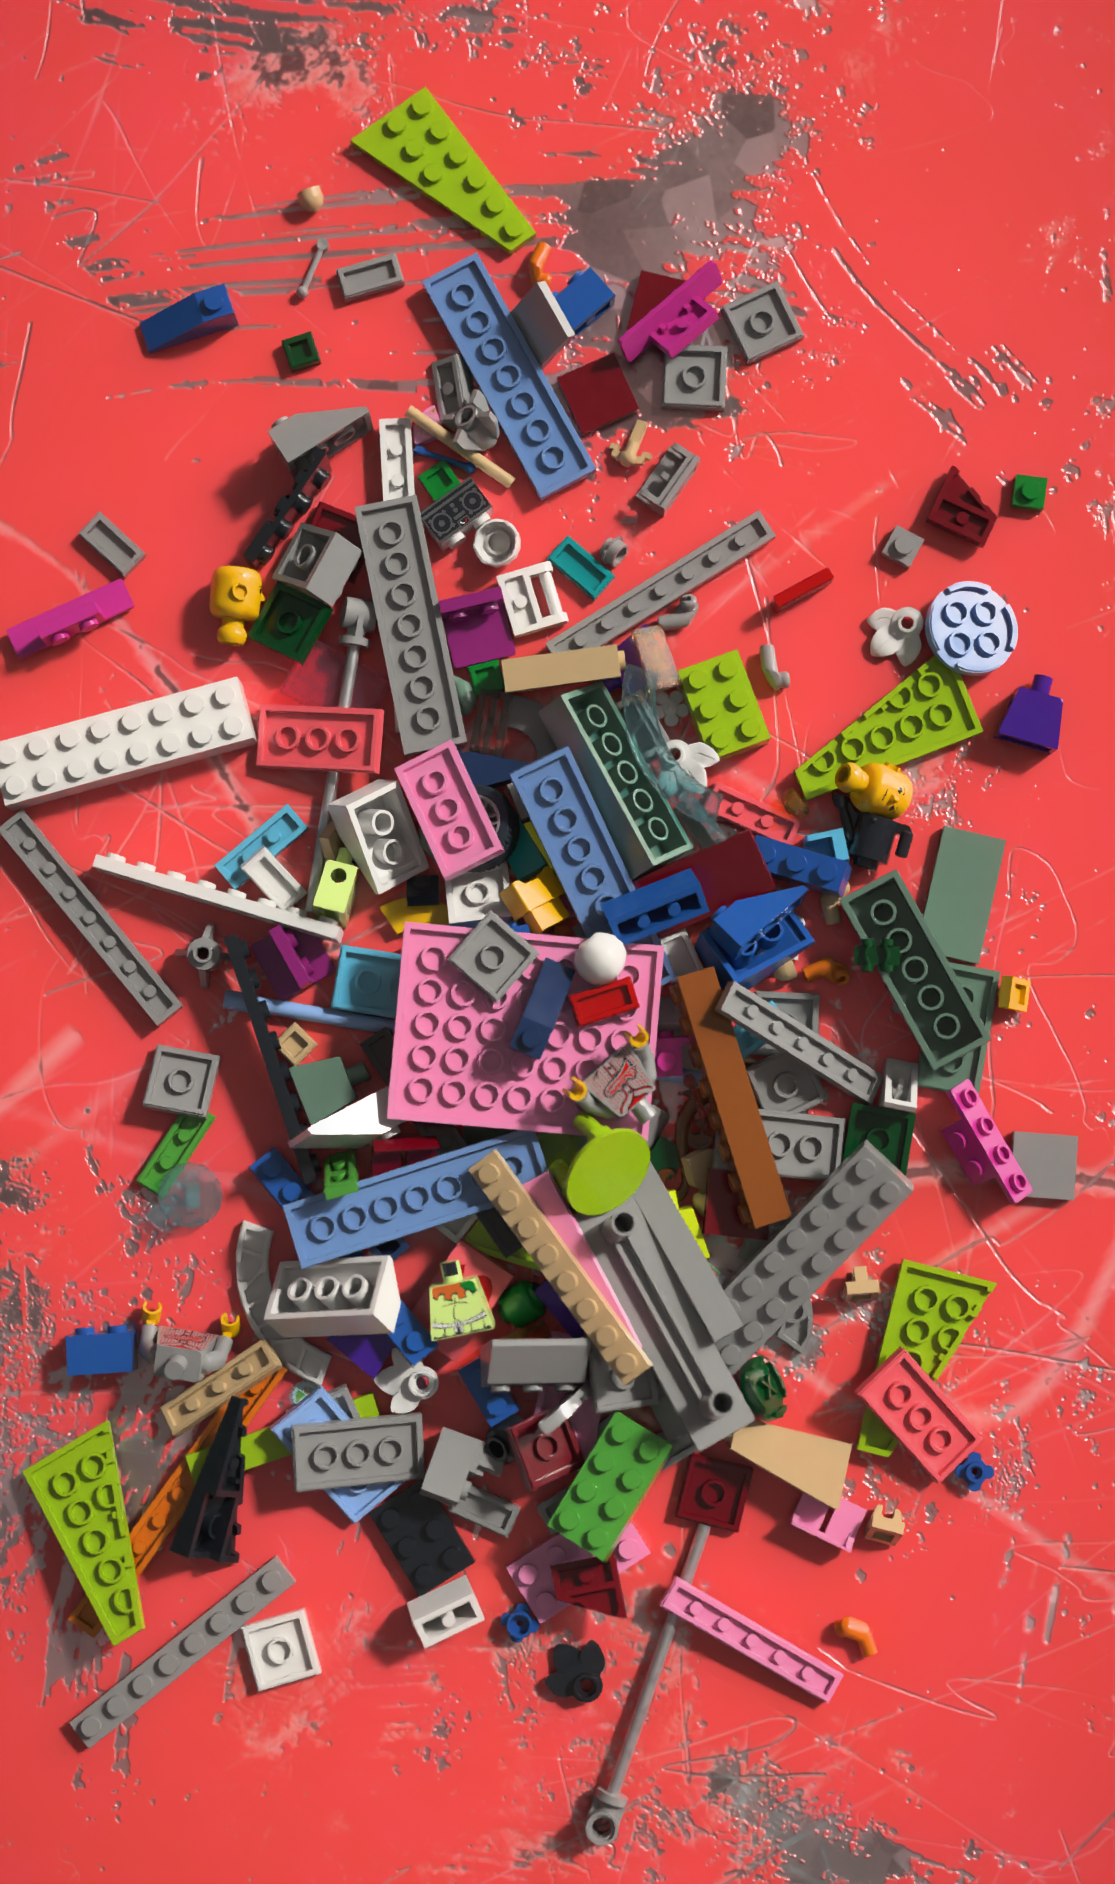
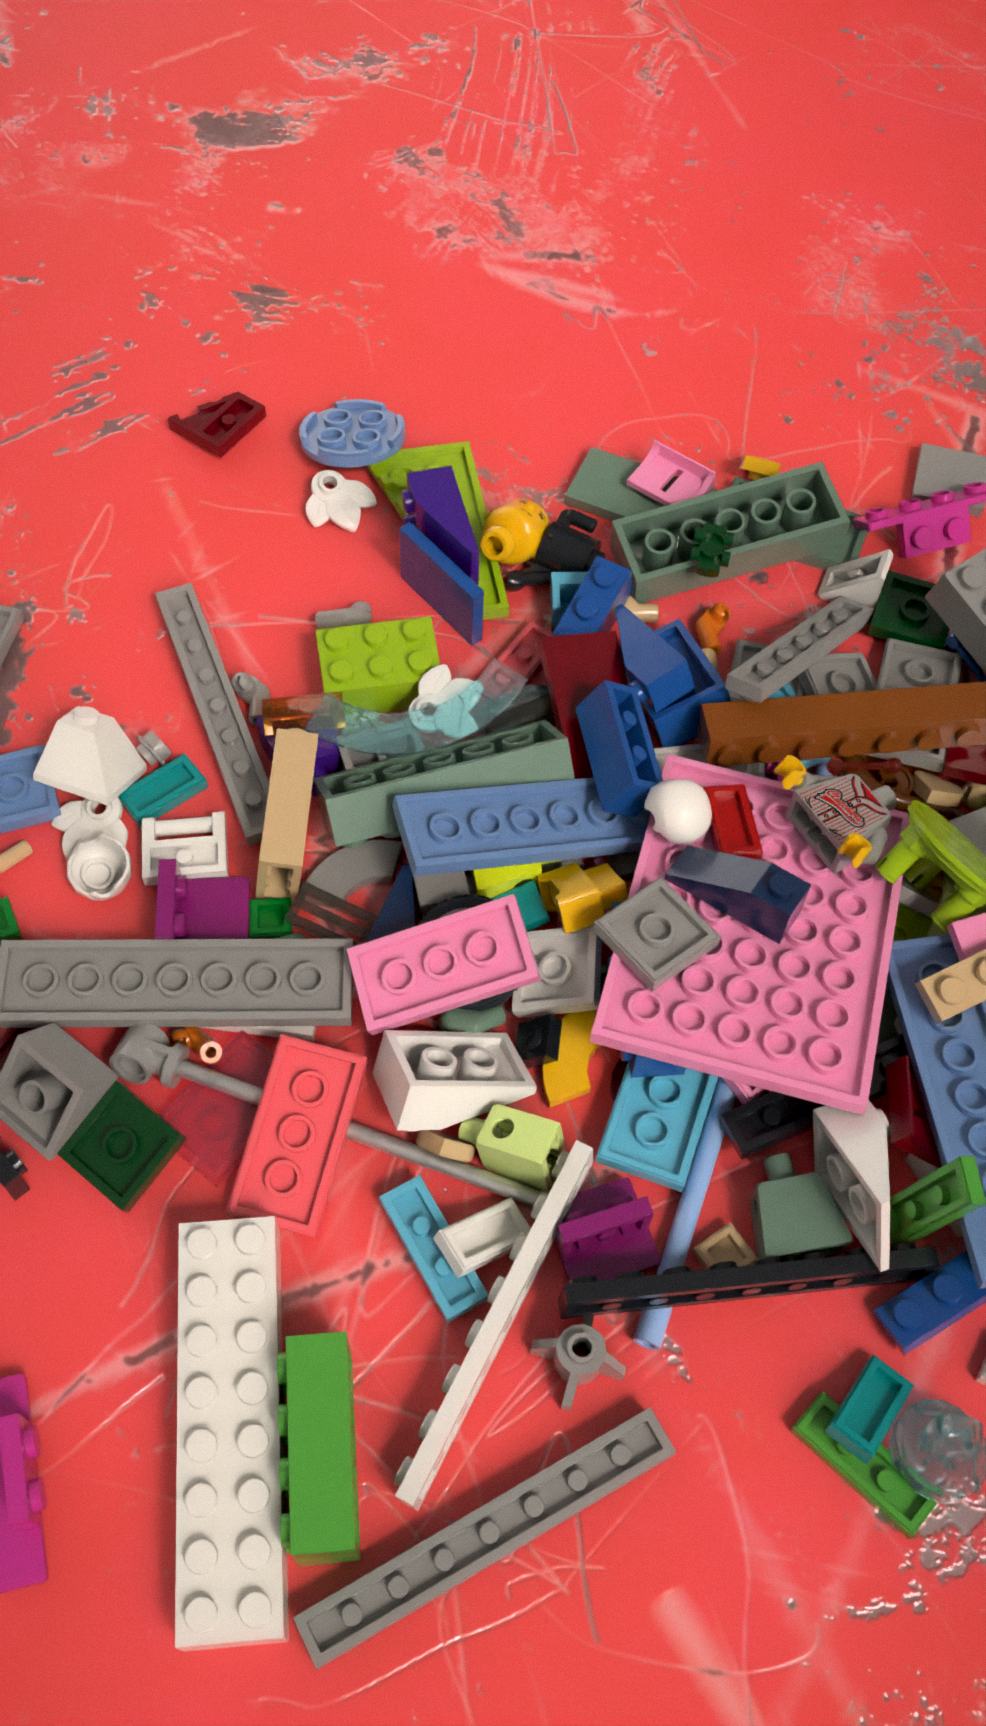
camera: 80 degrees left, 25 degrees down
(114, 802) = (321, 1450): none -> bright green brick
(181, 1082) = (765, 1433): light grey tile -> none
(208, 1147) = (869, 1409): none -> teal tile
(235, 600) = (66, 1214): yellow piece -> none
(374, 658) = (200, 1042): none -> orange arm
(456, 514) = (42, 903): brick -> none
(532, 525) = (82, 824): none -> white plate
(585, 508) = (89, 757): none -> white slope
(628, 456) = (42, 715): tan piece -> none
(668, 479) = (85, 675): light grey hinge -> none
(794, 803) = (509, 620): clear yellow tile -> none
(802, 590) = (262, 571): red tile -> none
(810, 739) = (441, 583): none -> tile
(866, 722) = (440, 514): none -> dark purple slope
(902, 547) = (242, 481): light grey plate -> none
(976, 899) = (661, 467): none -> bright pink piece
(1028, 493) = (219, 370): green plate -> none
(1032, 717) = (464, 401): dark purple torso -> none

